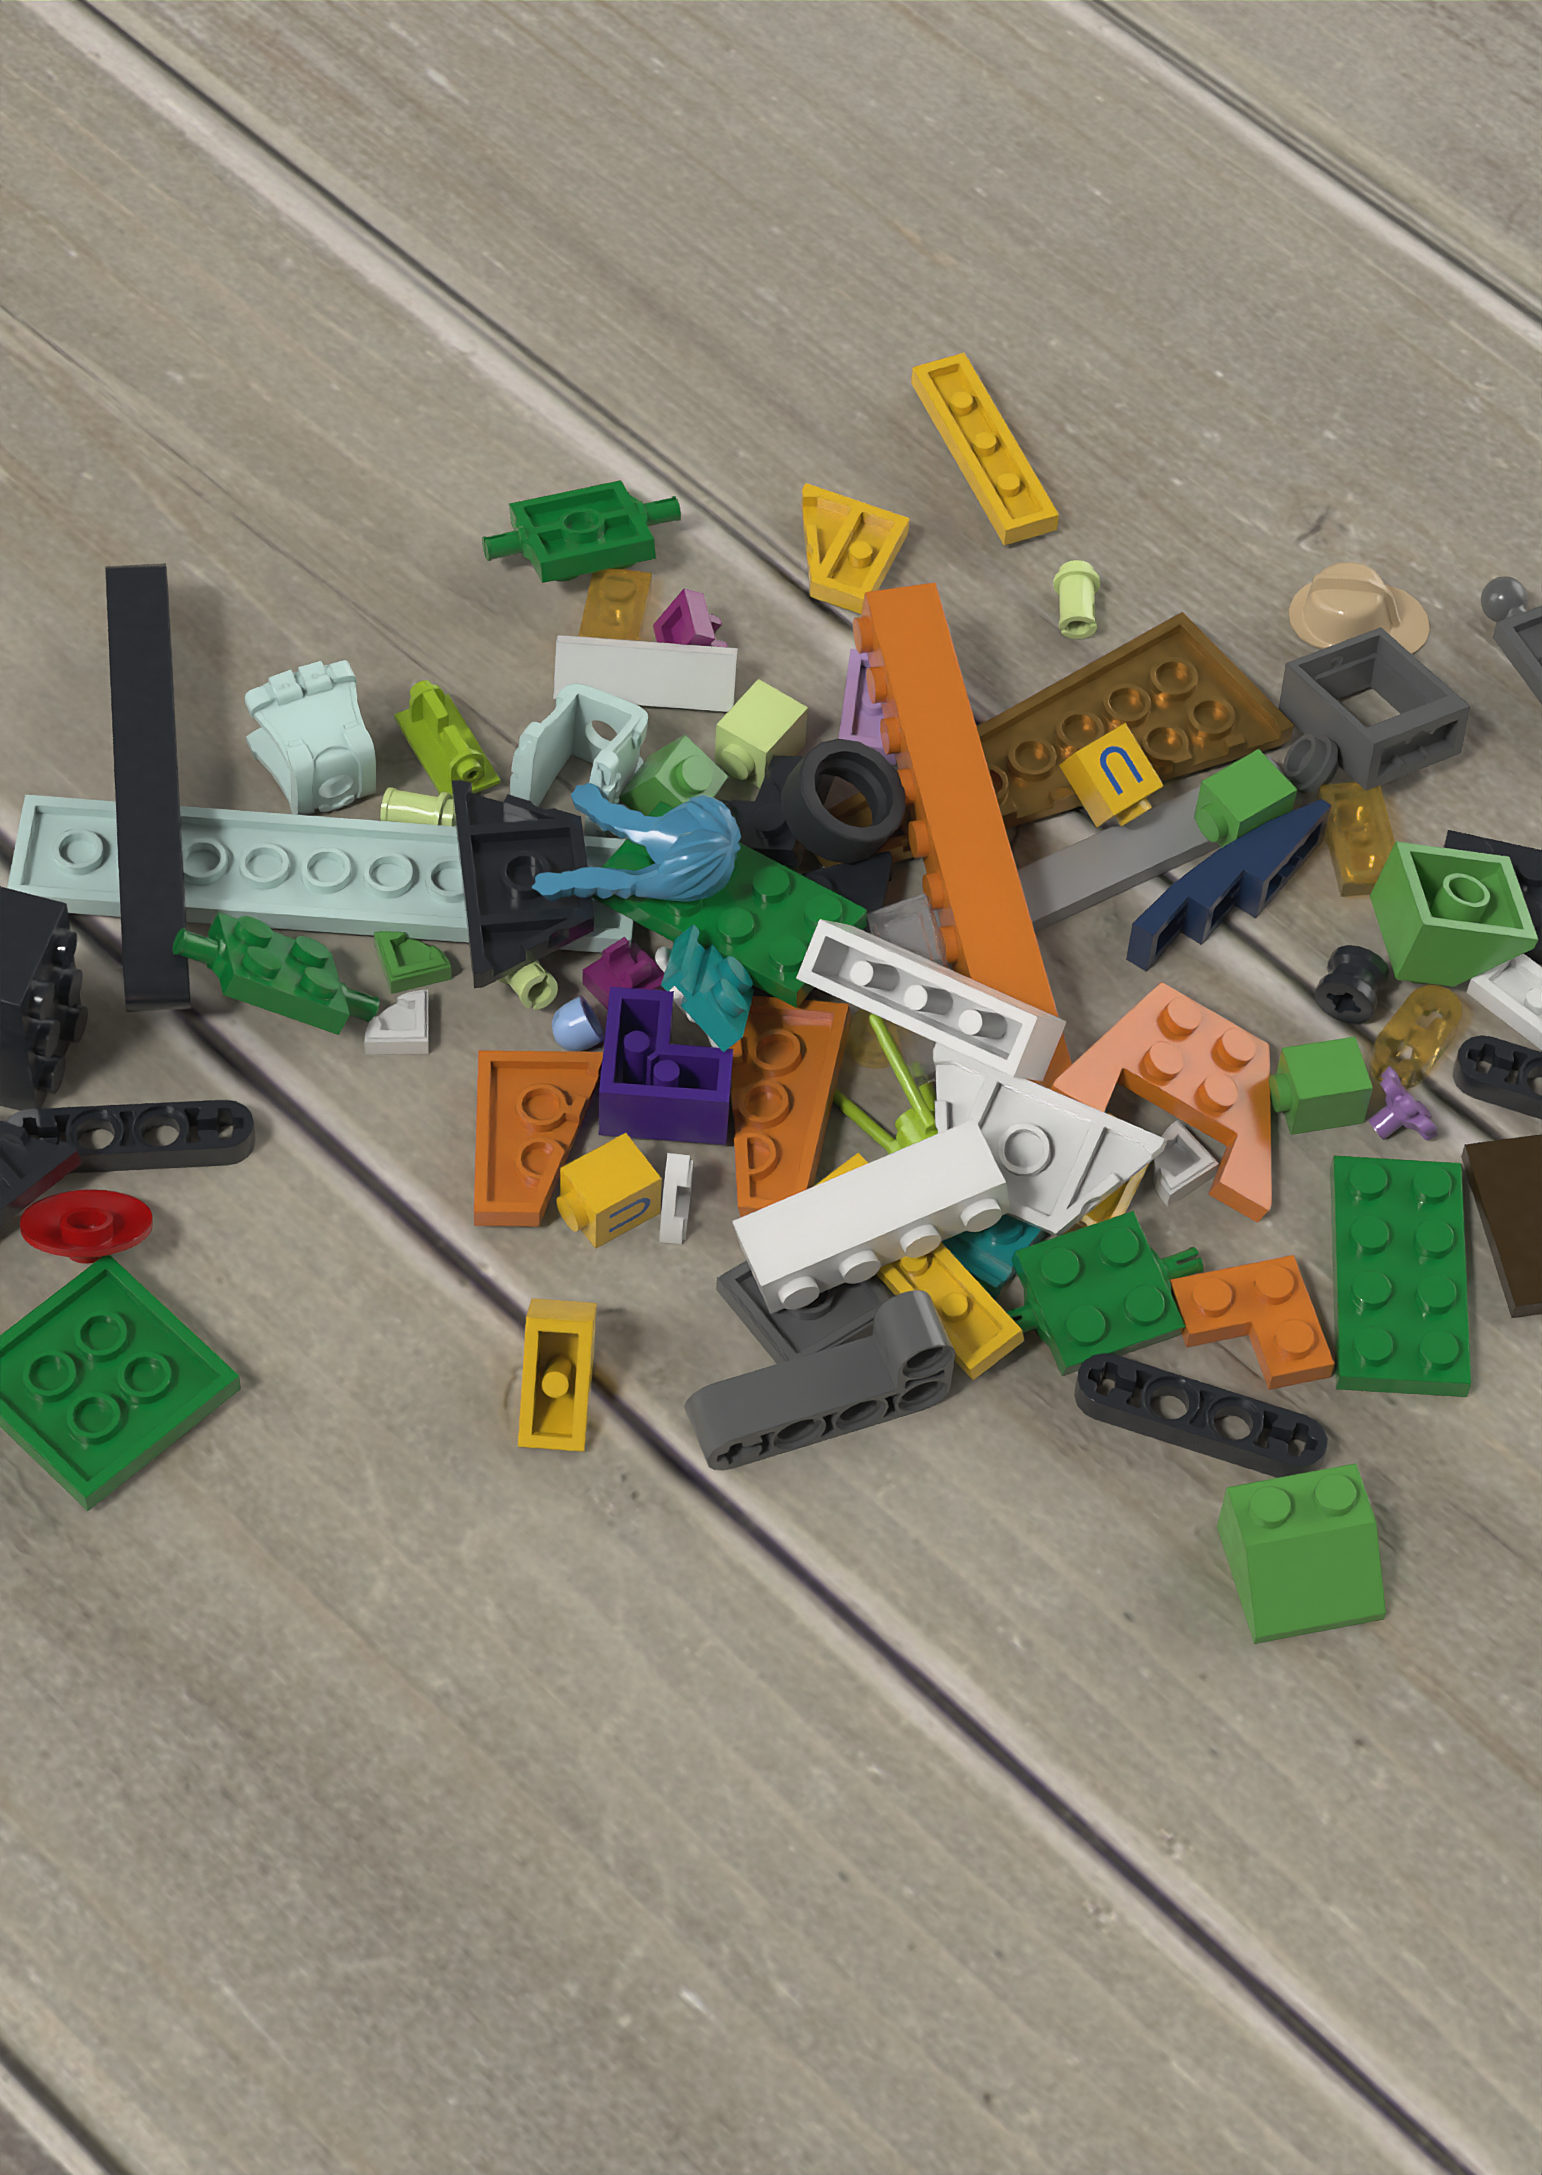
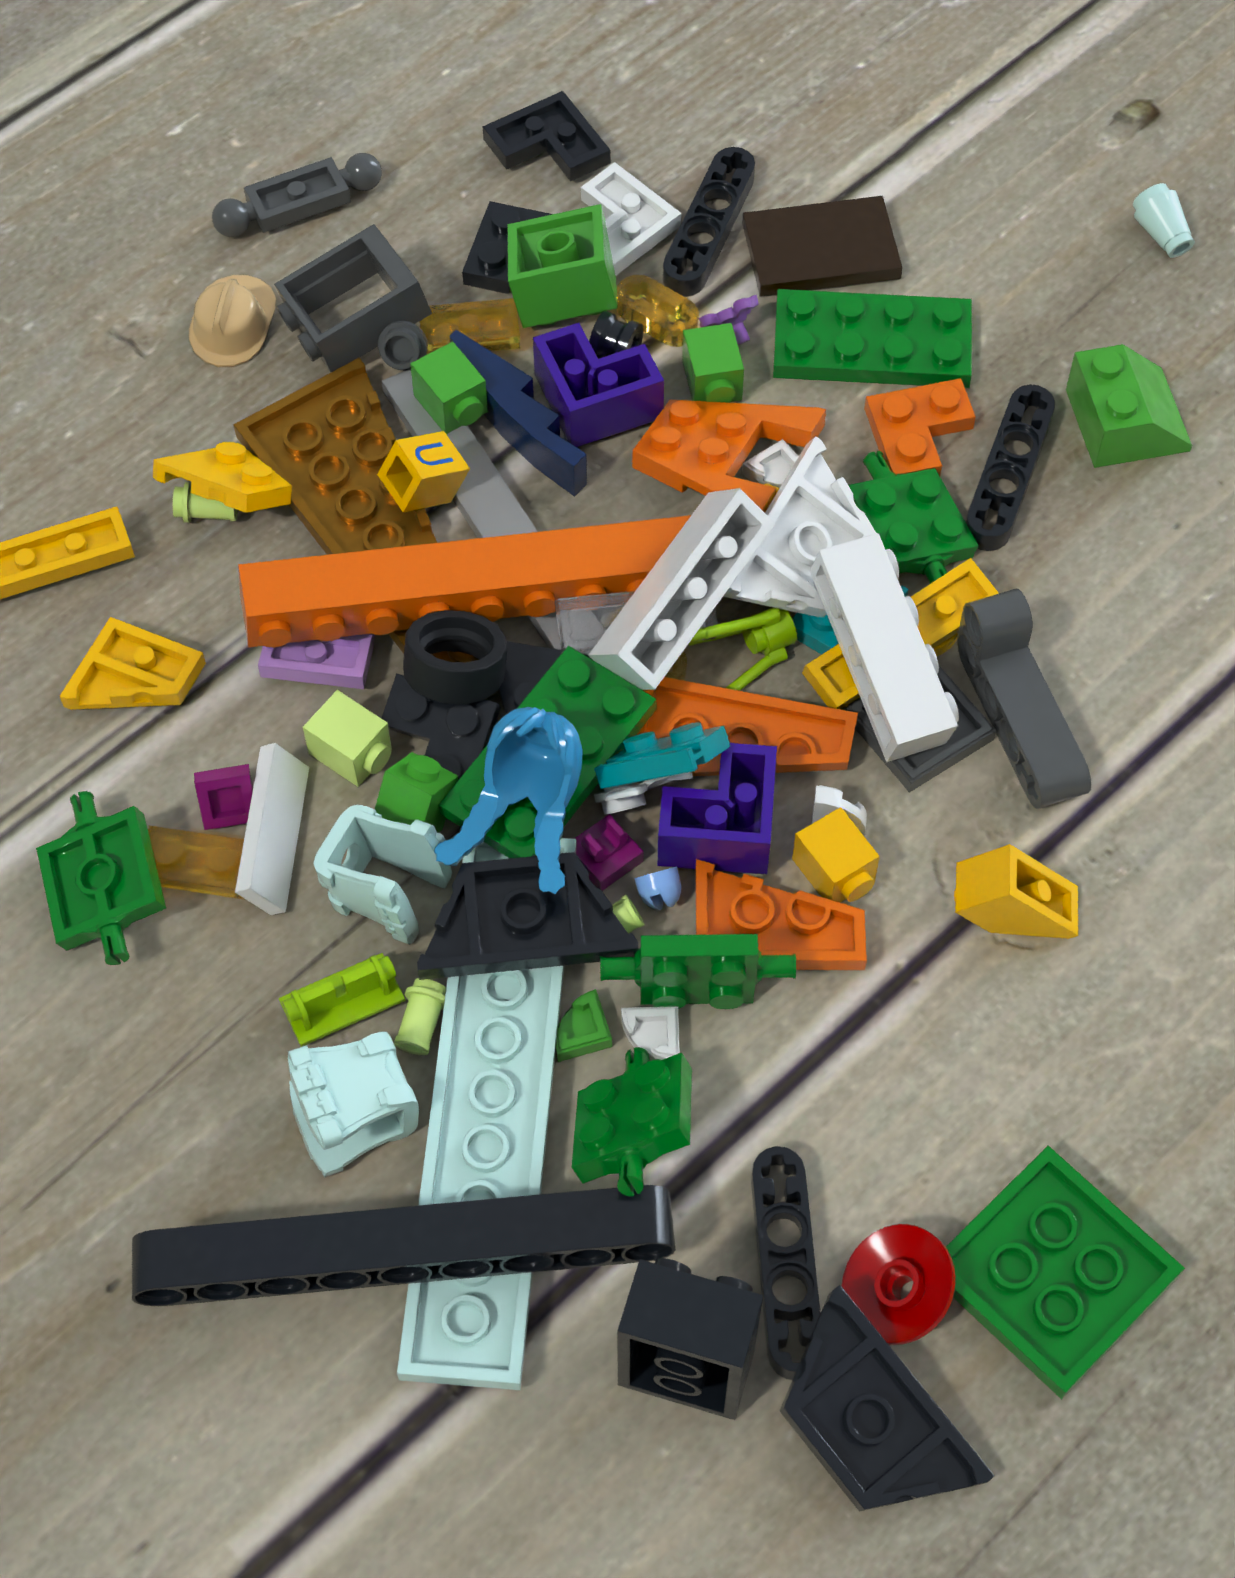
camera: 85 degrees left, 5 degrees up
(448, 1036) = (698, 969): none -> green plate
(1100, 604) = (227, 475): none -> yellow wing
(1258, 947) = (592, 393): none -> dark purple brick

